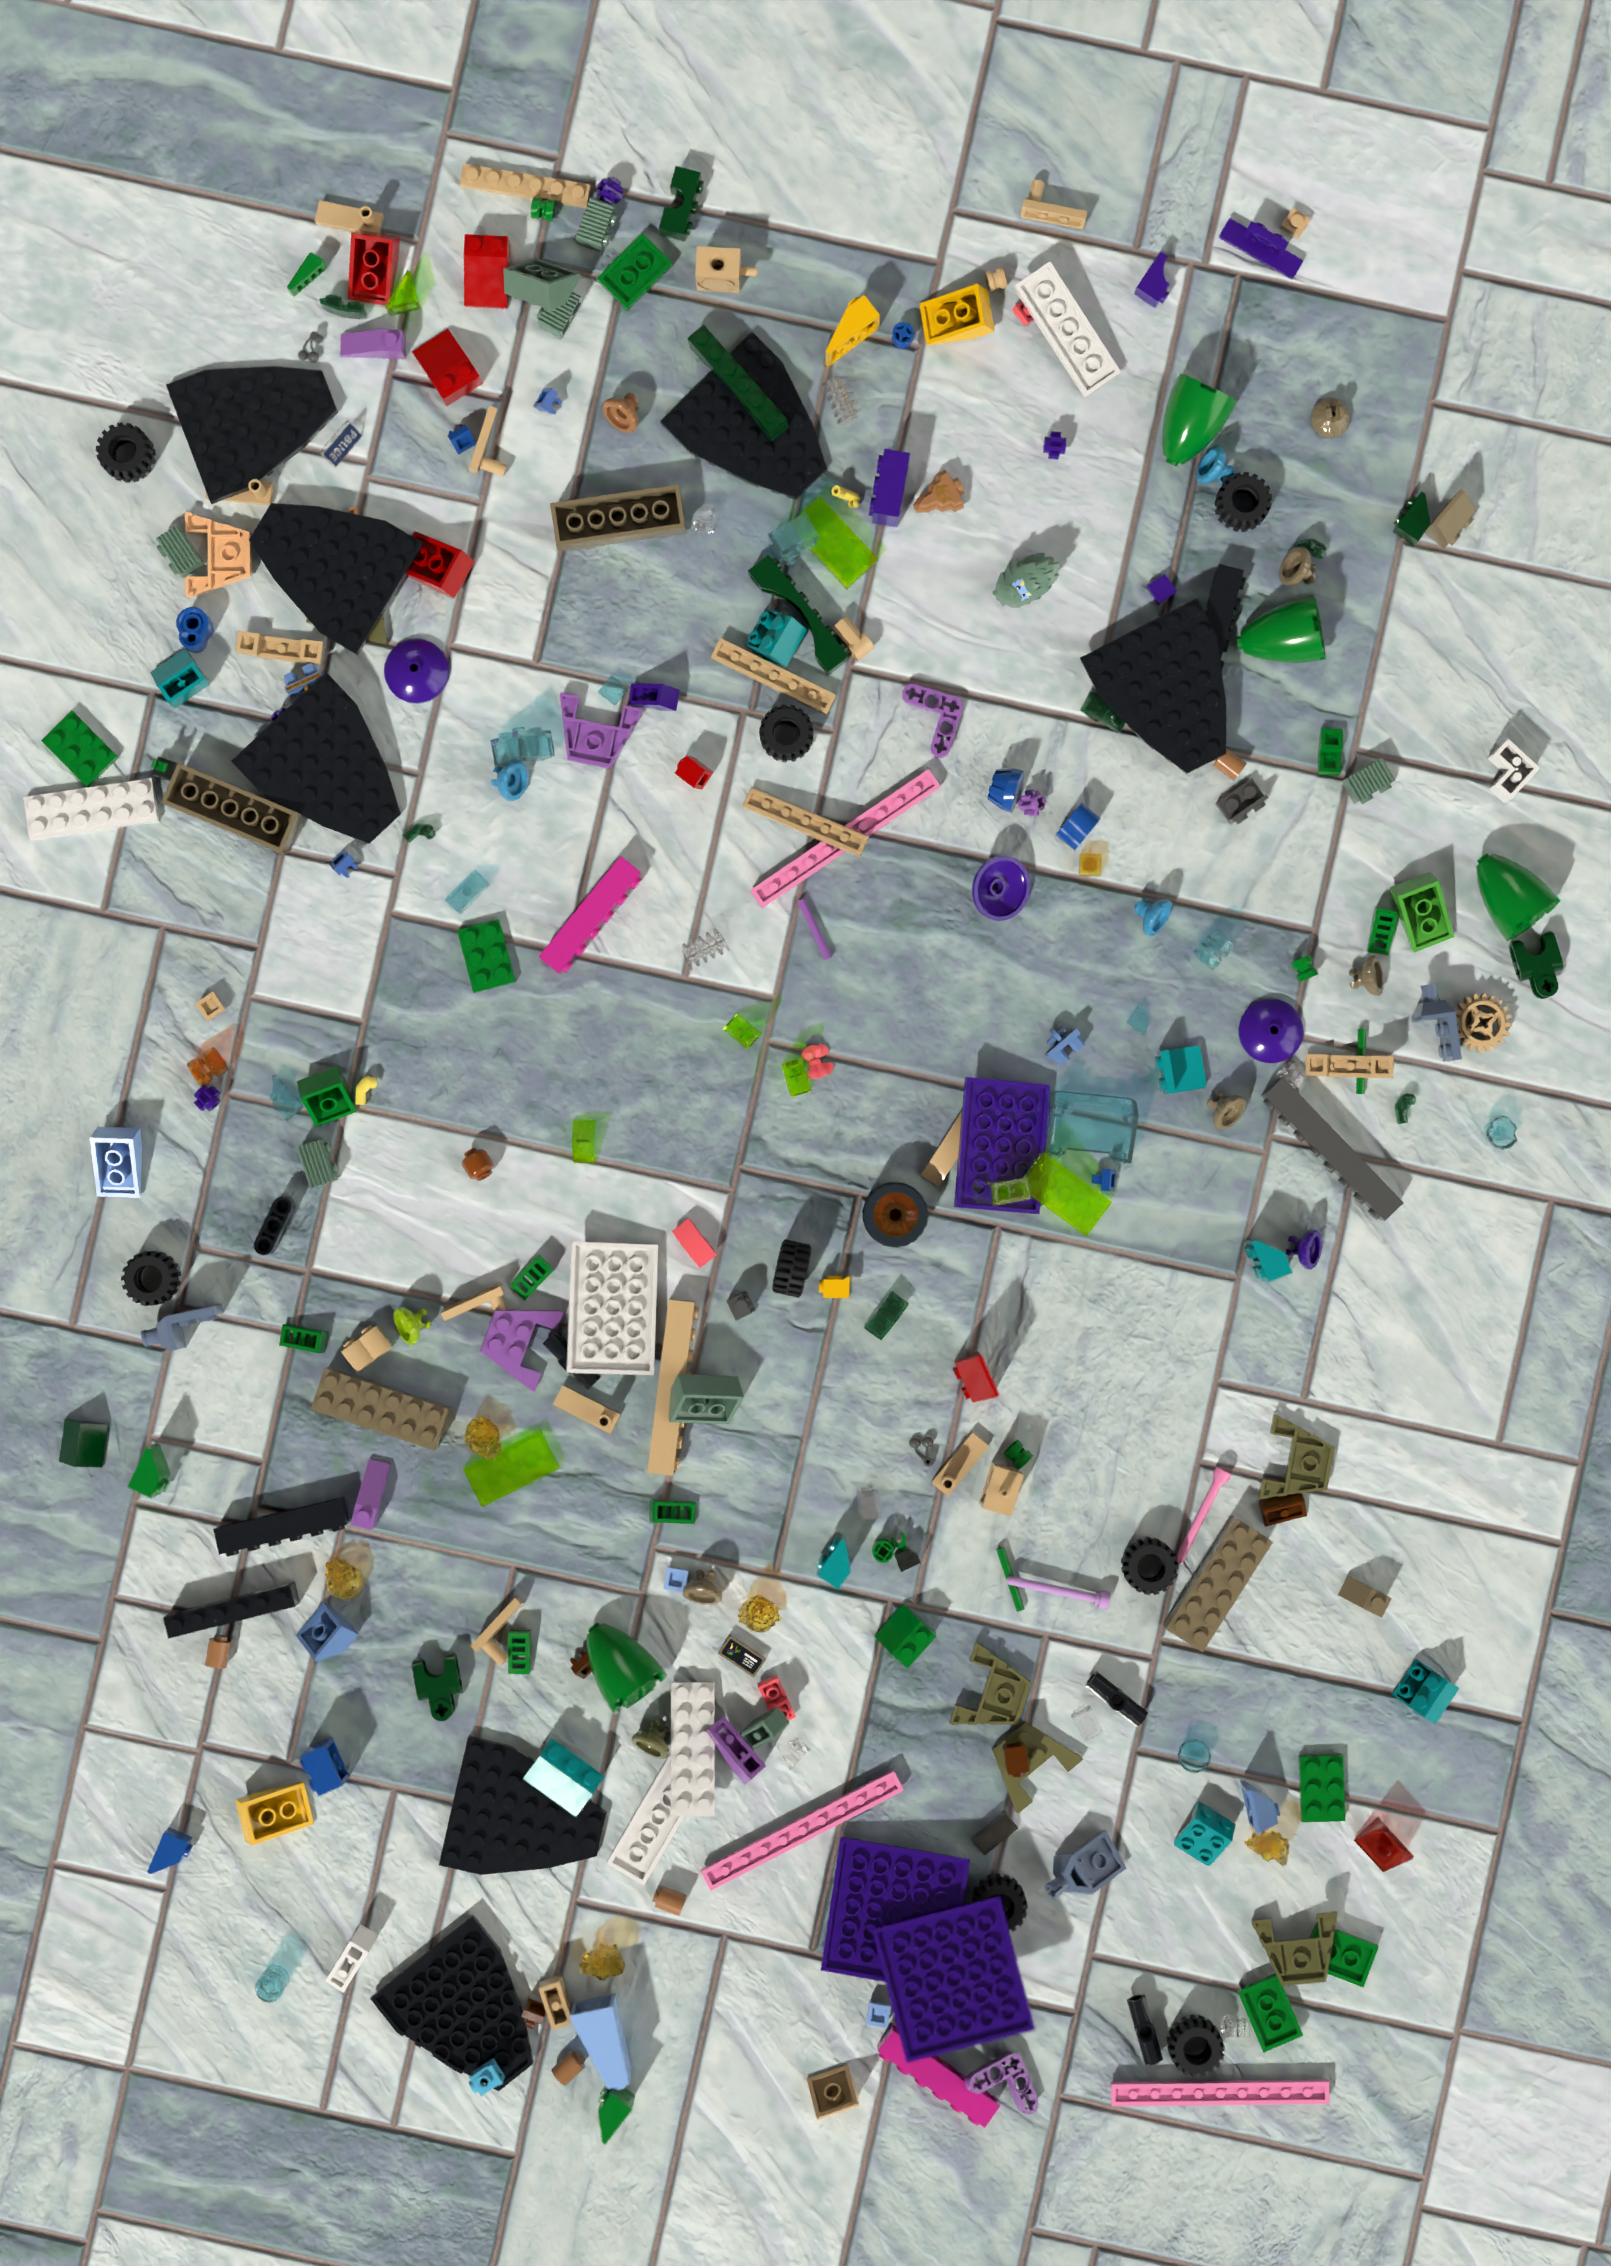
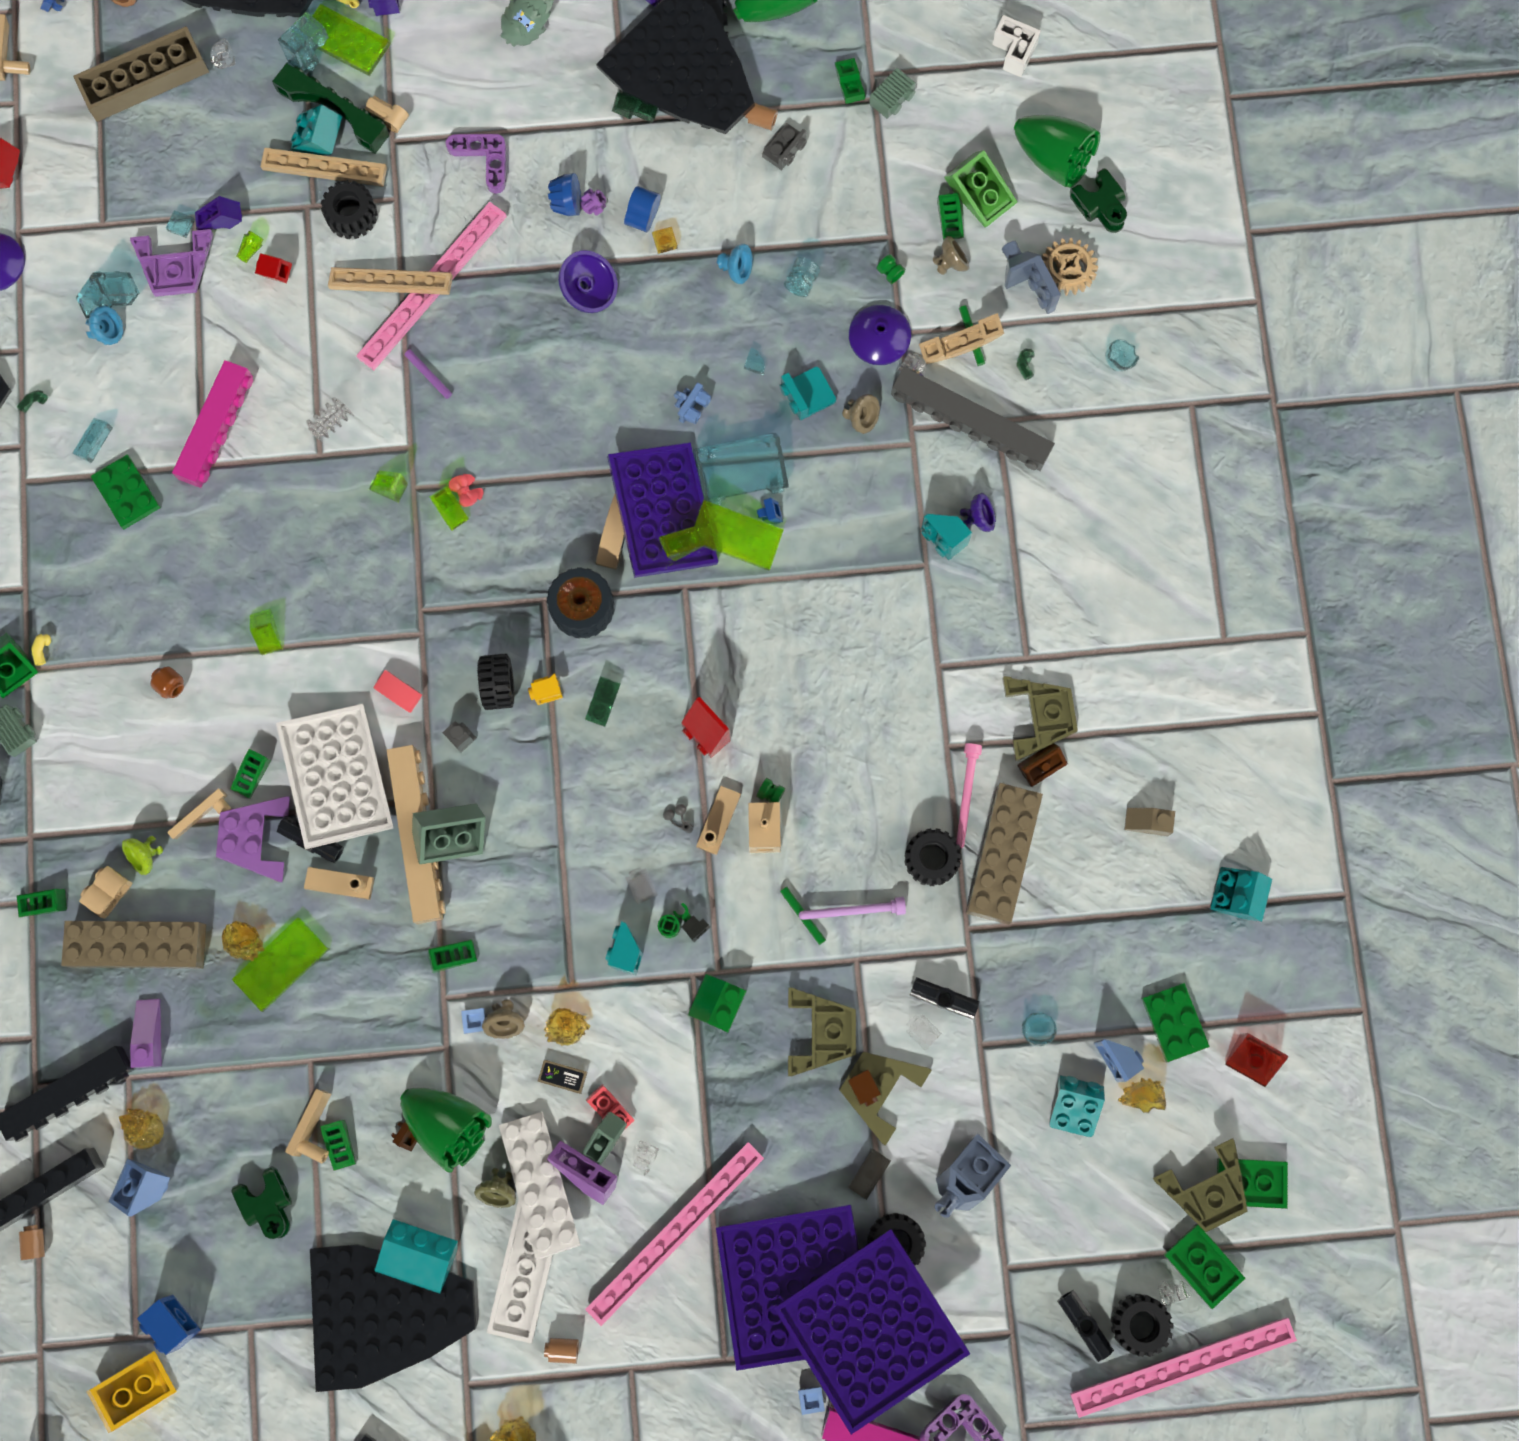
camera: 15 degrees left, 10 degrees down
(677, 737) = (249, 246): none -> clear neon green cone

